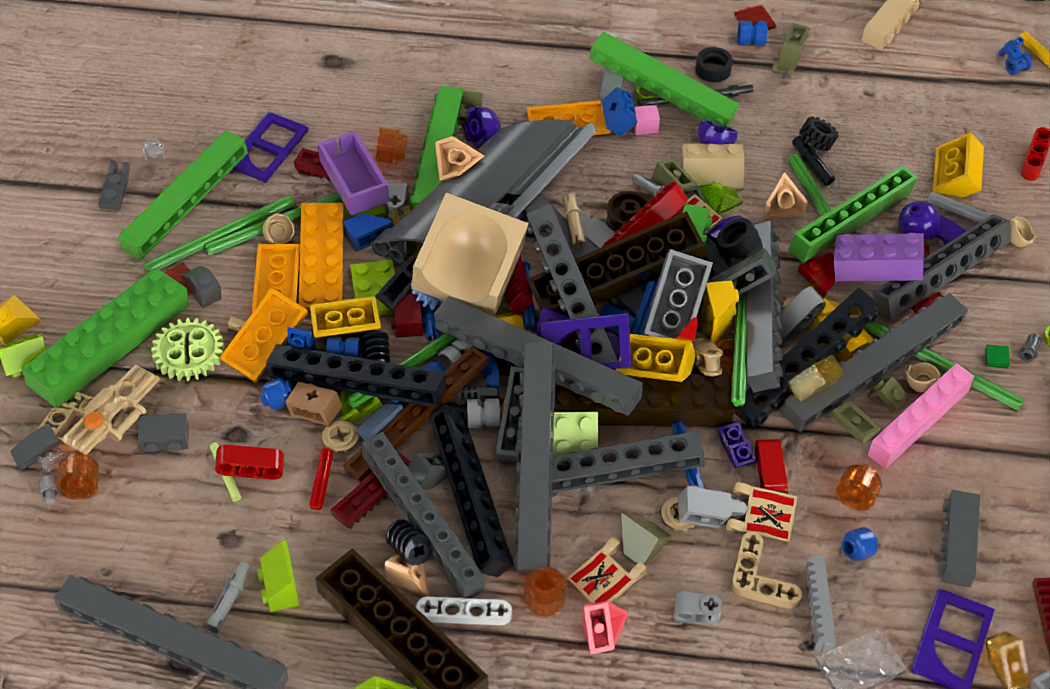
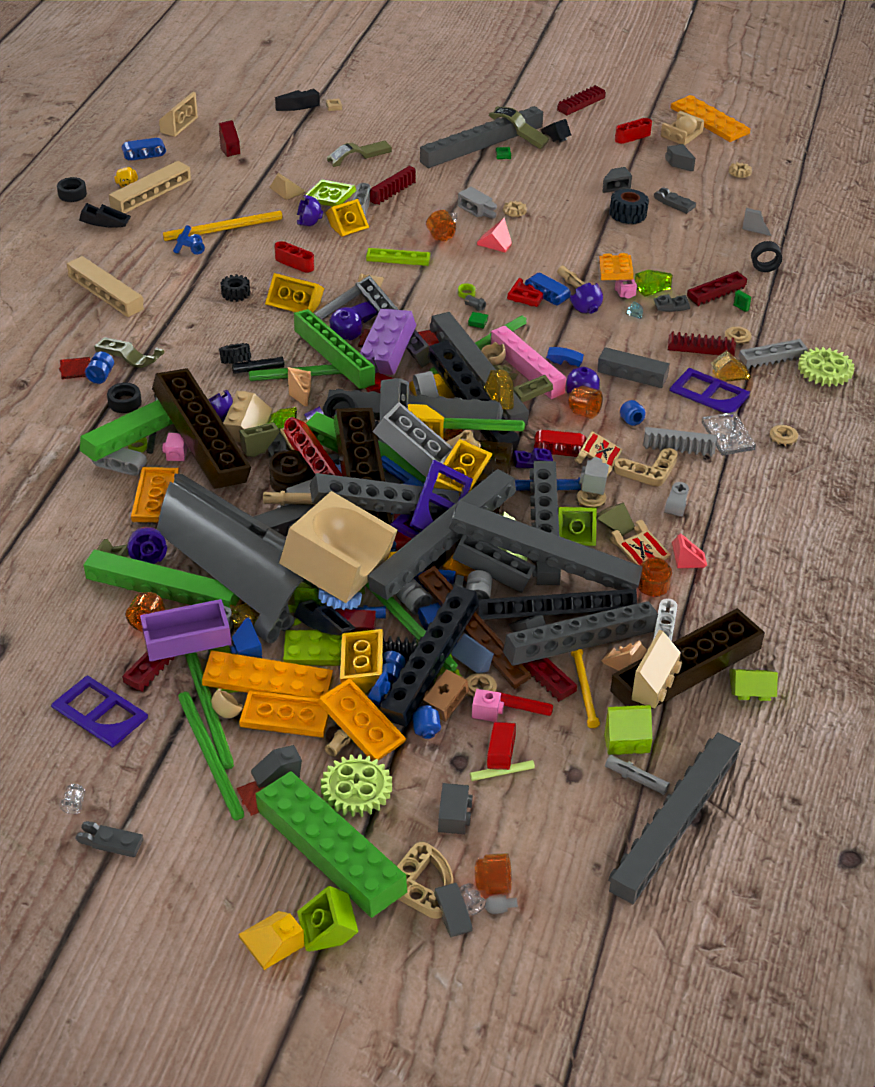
camera: 80 degrees left, 10 degrees down
(100, 411) = (446, 849): tan piece -> none
(182, 195) = (152, 775): bright green brick -> none
(308, 443) = (487, 705): none -> bright pink brick
(343, 538) = (593, 721): none -> yellow bar
(343, 580) = (656, 671): none -> slope
(408, 542) = (605, 644): black piece -> none
(454, 157) = (196, 558): light nougat slope -> none
(615, 494) = (578, 524): none -> lime slope
(619, 111) = (155, 456): blue brick -> none
(647, 184) = (268, 449): light grey pin -> none
(660, 123) = (201, 428): none -> dark brown brick
(689, 331) = (449, 437): red slope -> none
(904, 483) = (582, 376): none -> dark purple cylinder
(952, 106) = (235, 288): none -> black tyre
(954, 456) = (559, 354): none -> blue slope

